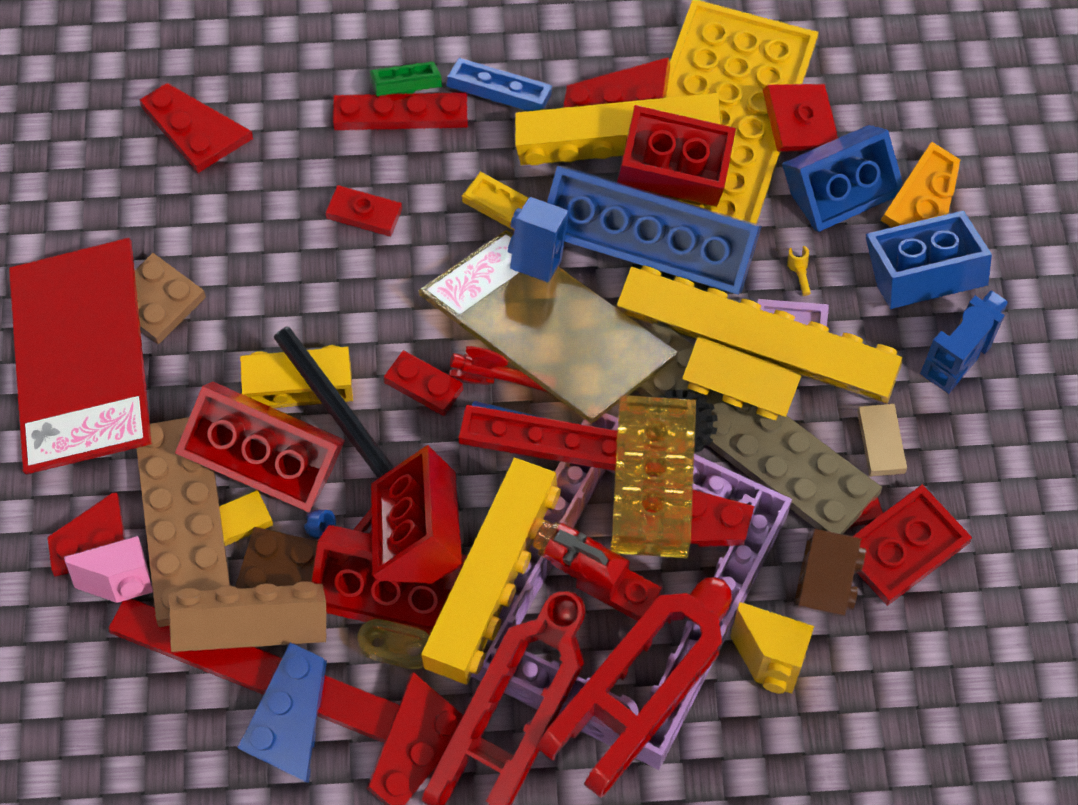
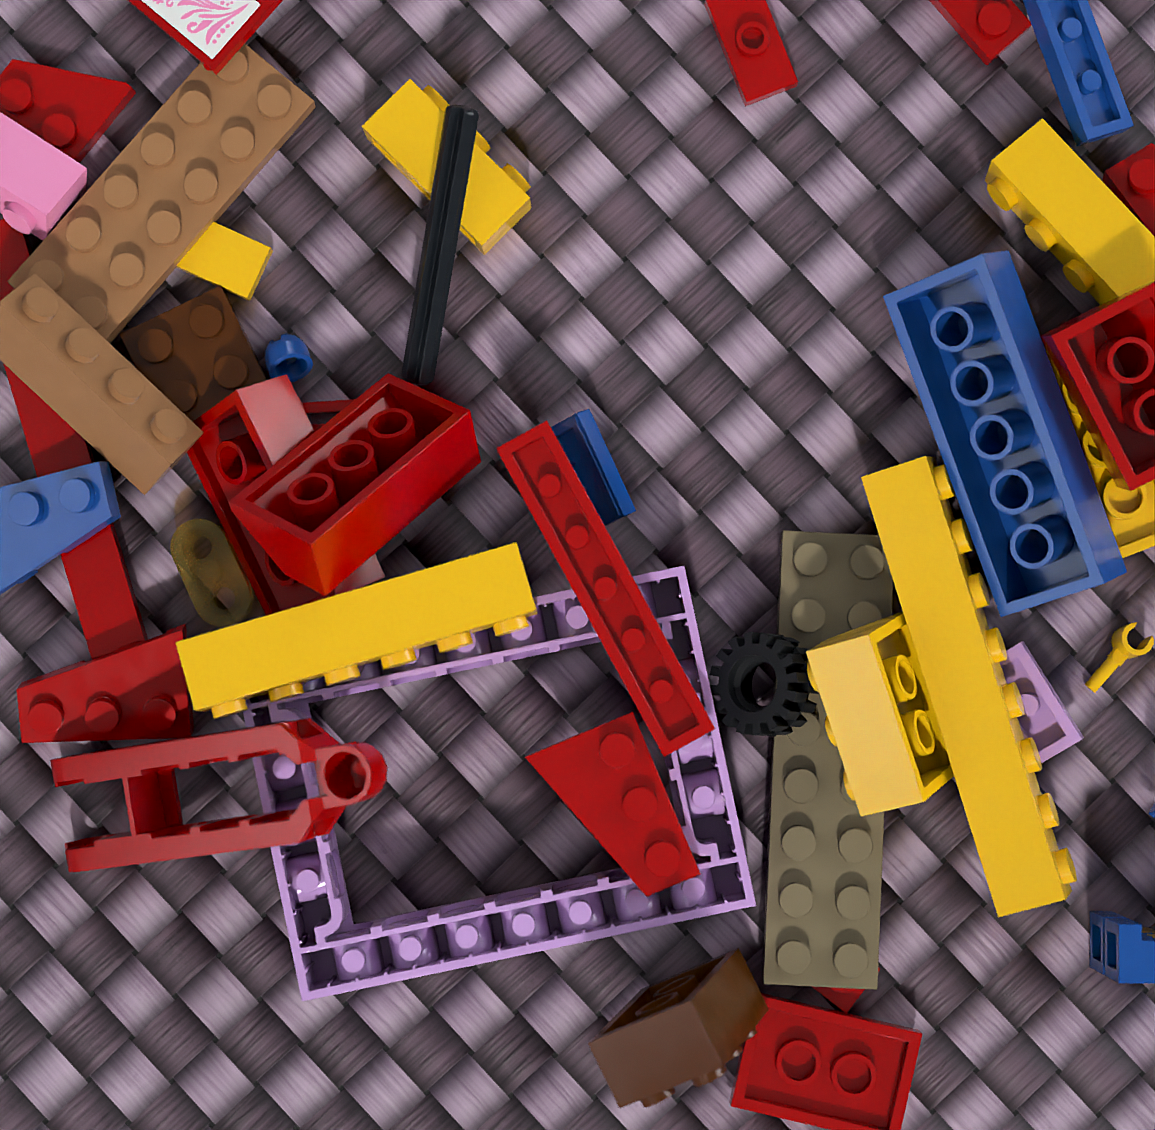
camera: 50 degrees right, 25 degrees up
(259, 446) = (317, 204): red slope -> none
(423, 383) = (573, 320): red plate -> none
(484, 365) = (647, 396): red piece -> none
(493, 199) = (902, 203): yellow plate -> none
(538, 239) = (867, 307): blue brick -> none
(550, 330) = (765, 413): clear yellow piece -> none
(596, 568) = (458, 754): red plate -> none
(670, 494) = (618, 781): clear yellow brick -> none
(705, 607) = (504, 918): red piece -> none
(771, 646) = (547, 1027): yellow slope -> none
(882, 440) = (950, 936): tan tile -> none

